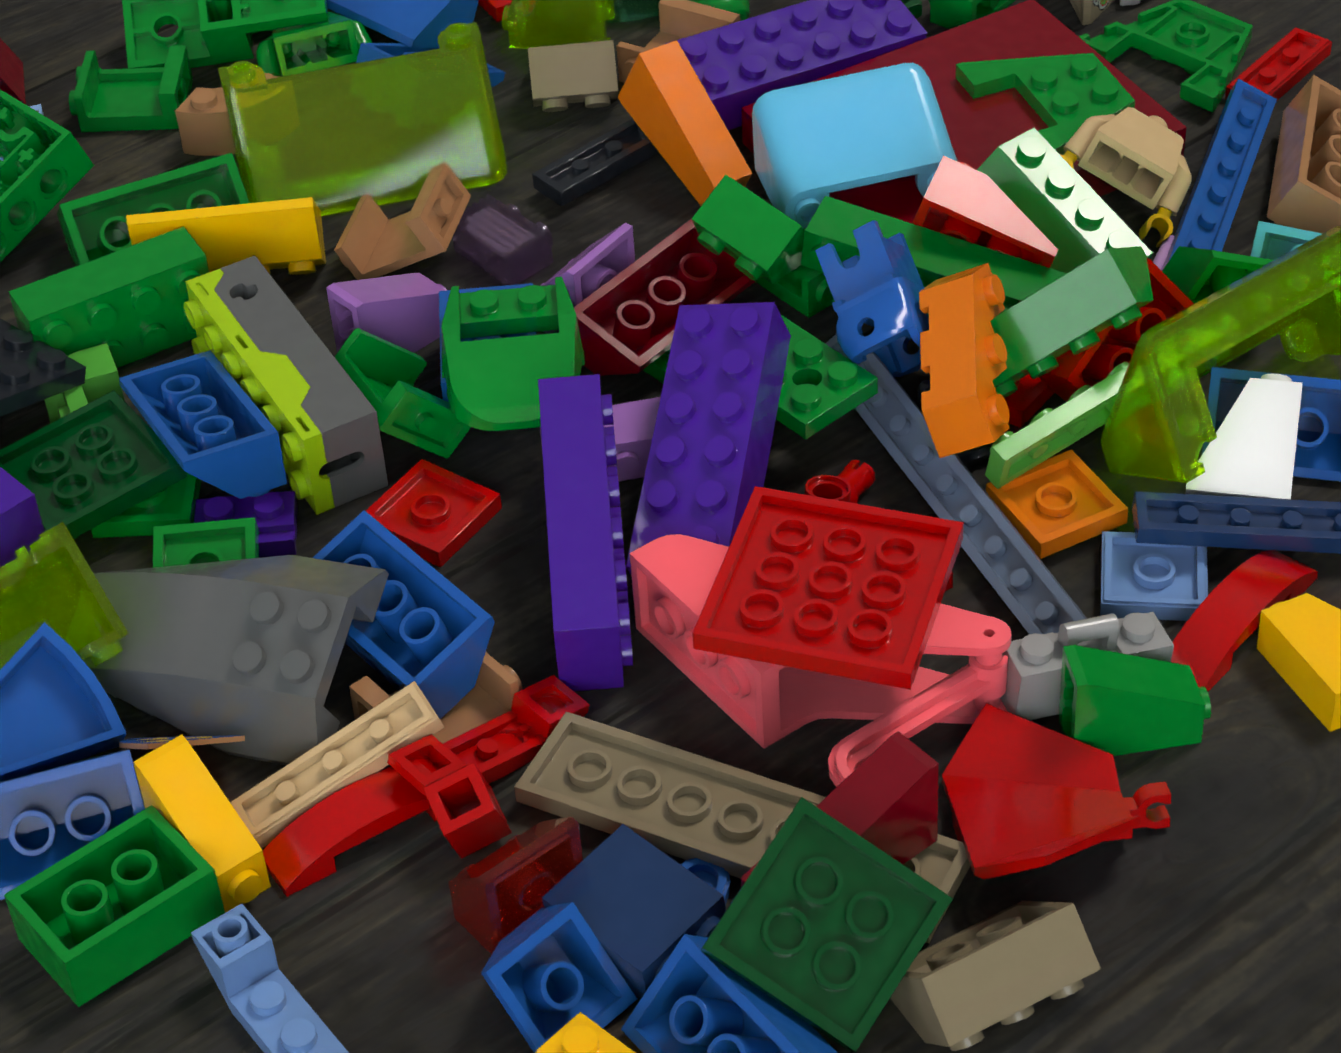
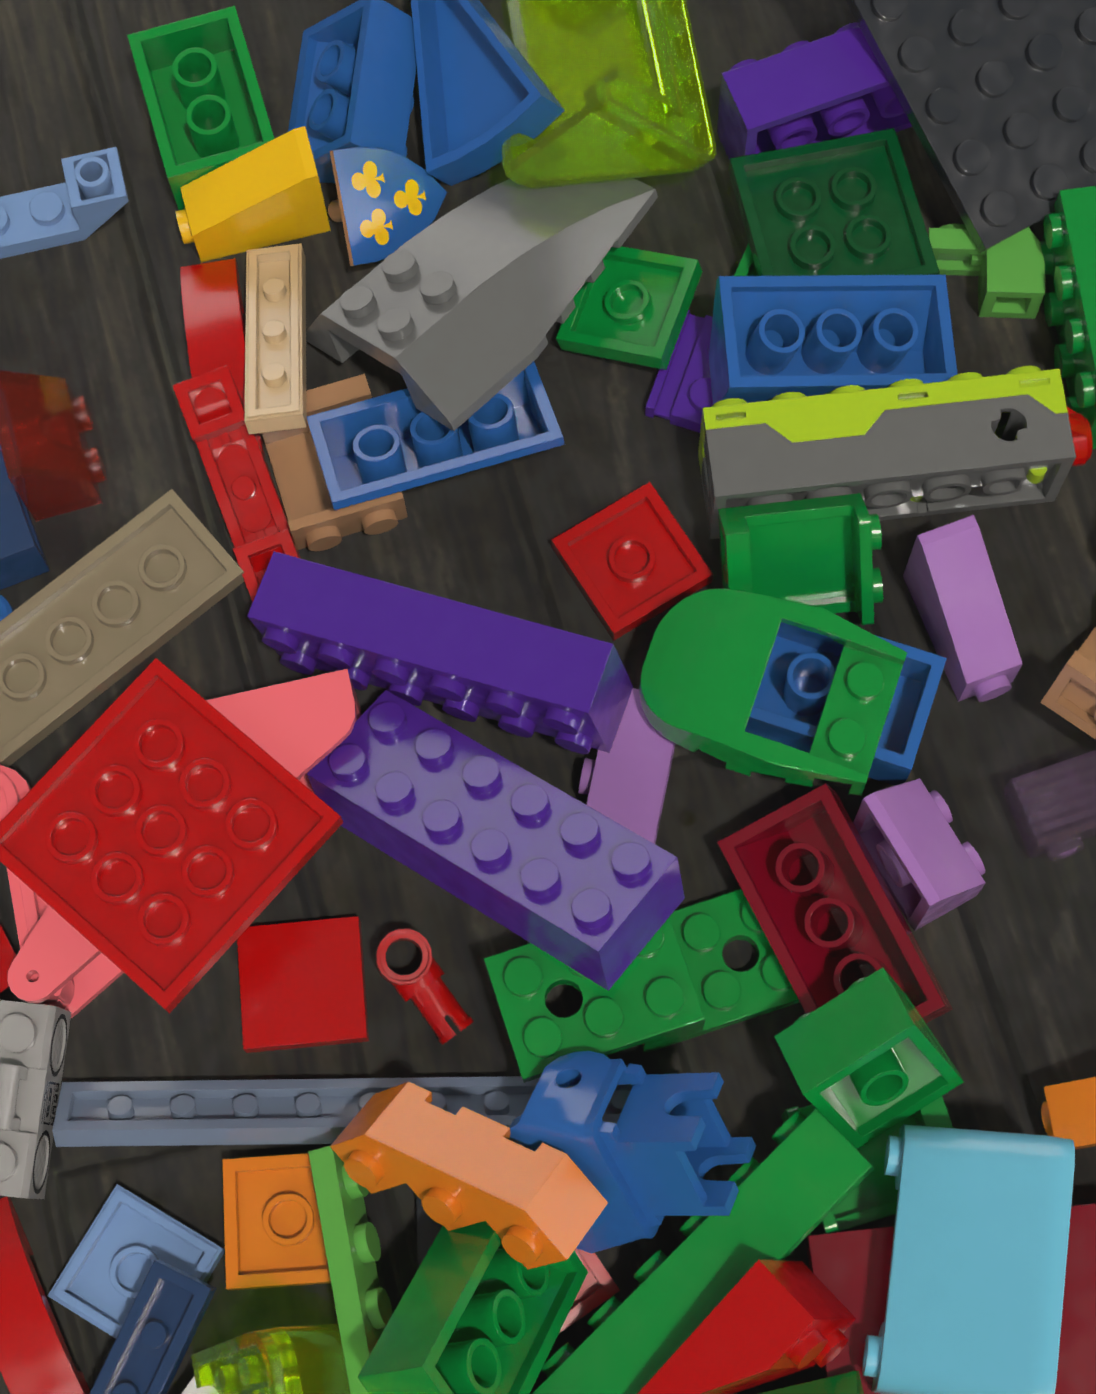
camera: 115 degrees right, 30 degrees up
(467, 810) = (149, 429): red brick -> none

